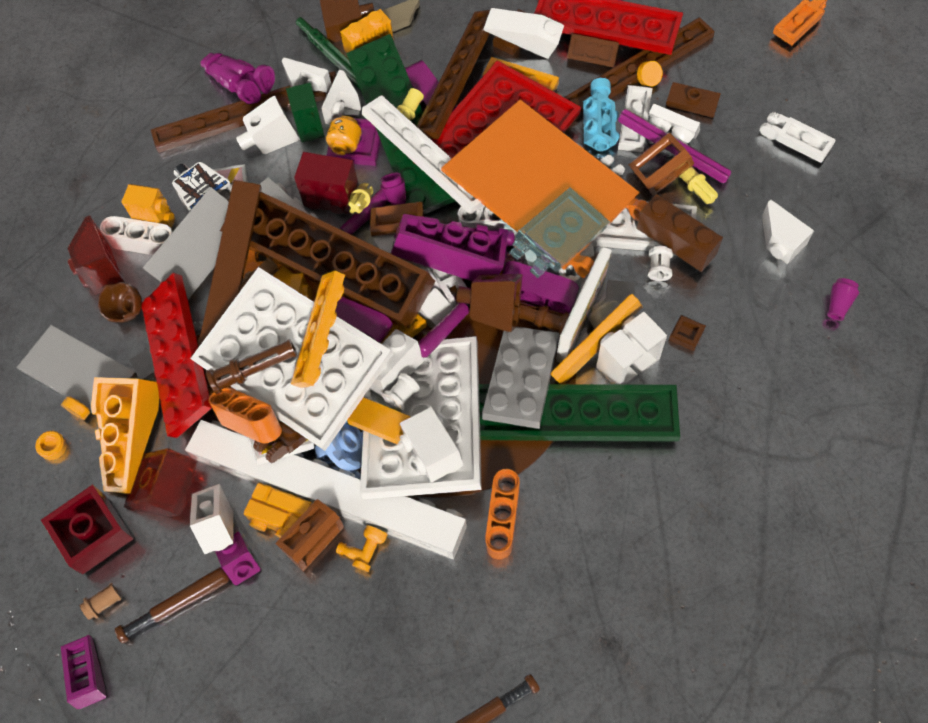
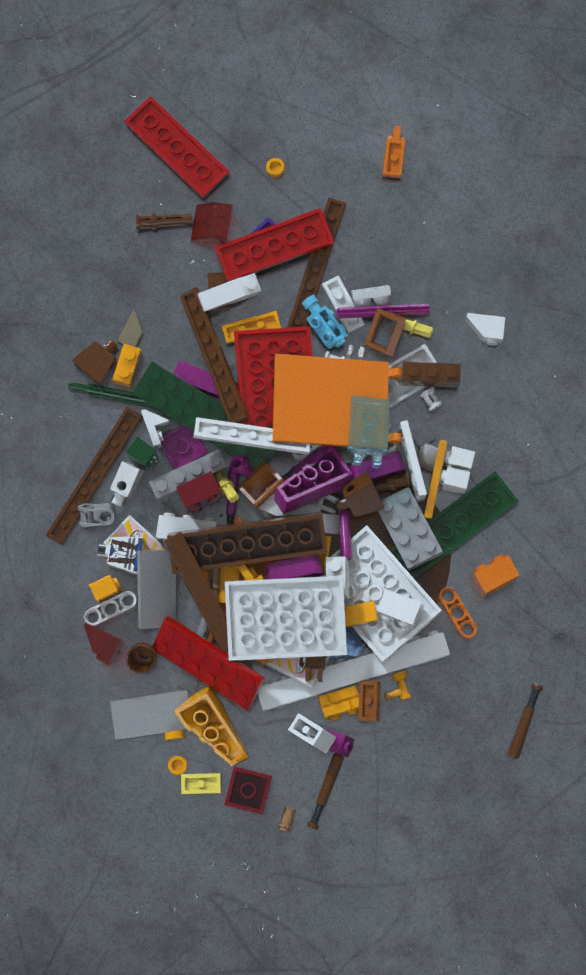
camera: 40 degrees left, 15 degrees up
(51, 481) = (201, 783): none -> light yellow plate
(91, 689) = (324, 866): magenta slope -> none
(162, 483) = (262, 737): clear red slope -> none
(210, 139) = (94, 514): none -> light grey piece
(236, 368) = (267, 648): reddish brown pin -> none
(240, 76) = (66, 455): magenta piece -> none
(246, 415) = (296, 670): orange beam -> none
(301, 73) = (112, 429): white slope -> none
(315, 339) = (295, 594): light orange plate -> none
(343, 135) = (179, 452): light orange head -> none
(368, 166) = (166, 484): none -> light grey brick
(401, 392) = (356, 590): white bush -> none
(411, 103) = (210, 406): light yellow axle -> none
(583, 499) = (494, 576): none -> orange piece
(593, 50) = (281, 273): reddish brown plate -> none
(649, 73) = (329, 266): light orange tile -> none
(687, 332) = (476, 431): reddish brown tile -> none
(693, 99) = (368, 265): reddish brown plate -> none
(797, 136) = (451, 249): white hinge -> none
(842, 297) = (547, 347): magenta cone -> none

